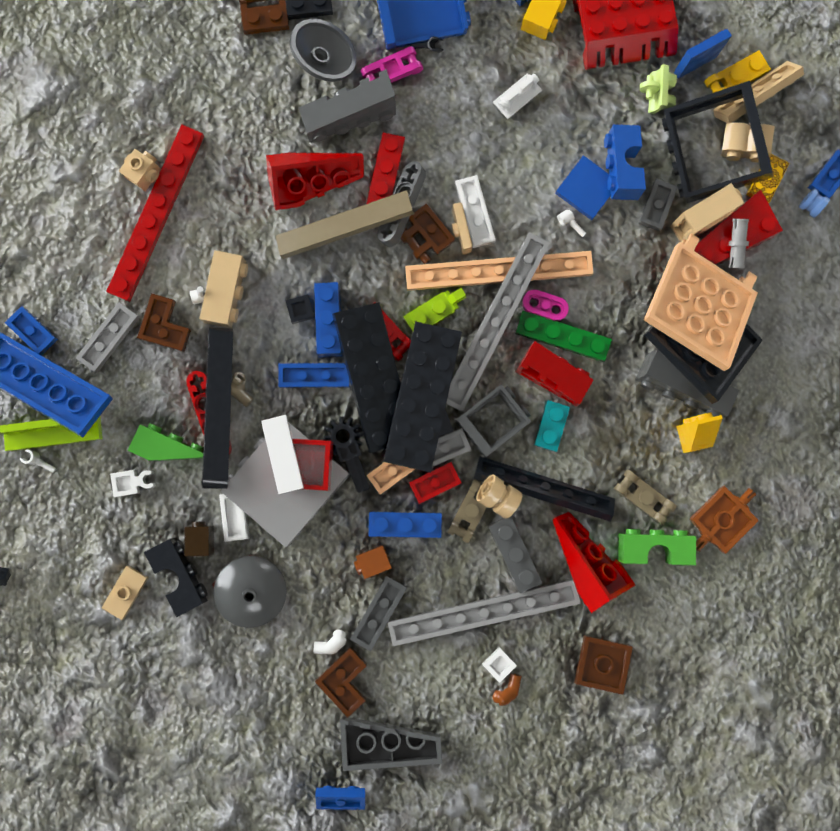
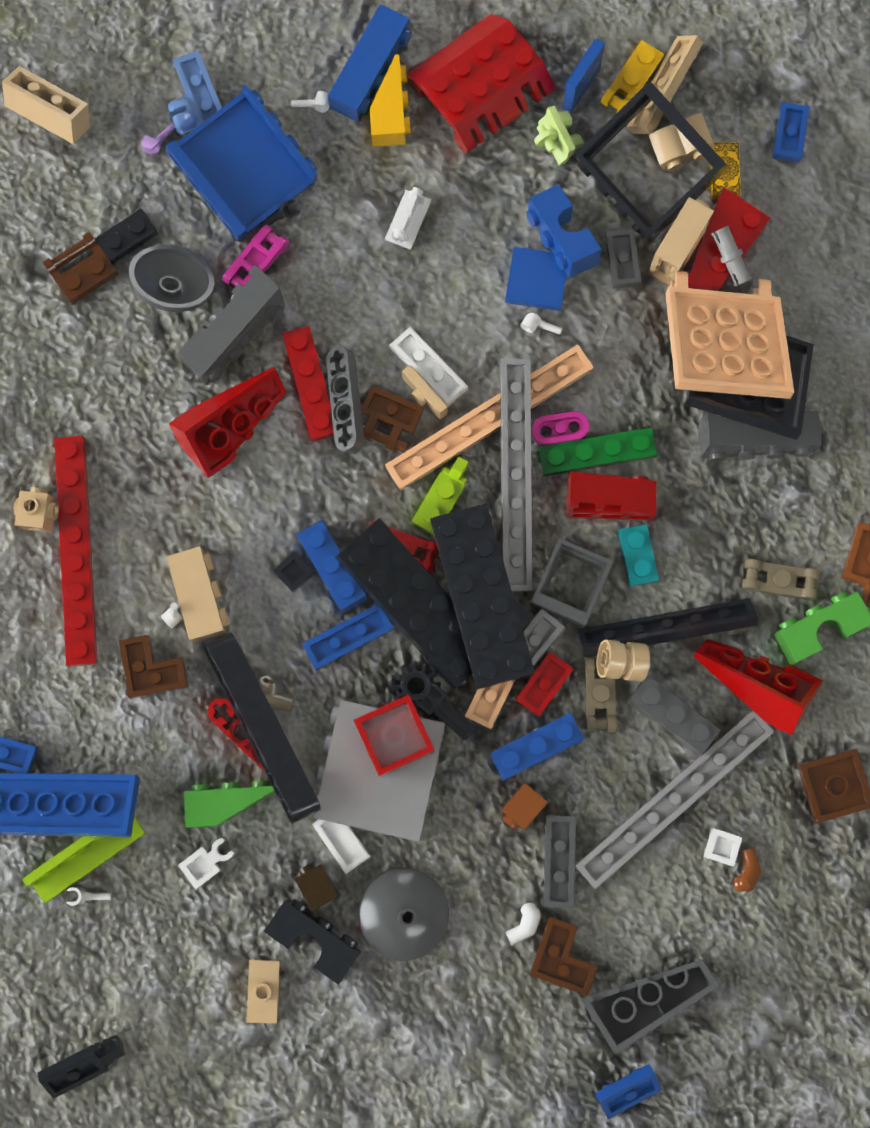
camera: 20 degrees left, 5 degrees down
(107, 337) = (94, 715): light grey plate -> none
(282, 454) = (365, 736): white tile -> none
(344, 224) = (294, 454): dark tan tile -> none
(699, 432) = (799, 477): yellow slope -> none
(814, 203) = (788, 171): medium blue wheel -> none

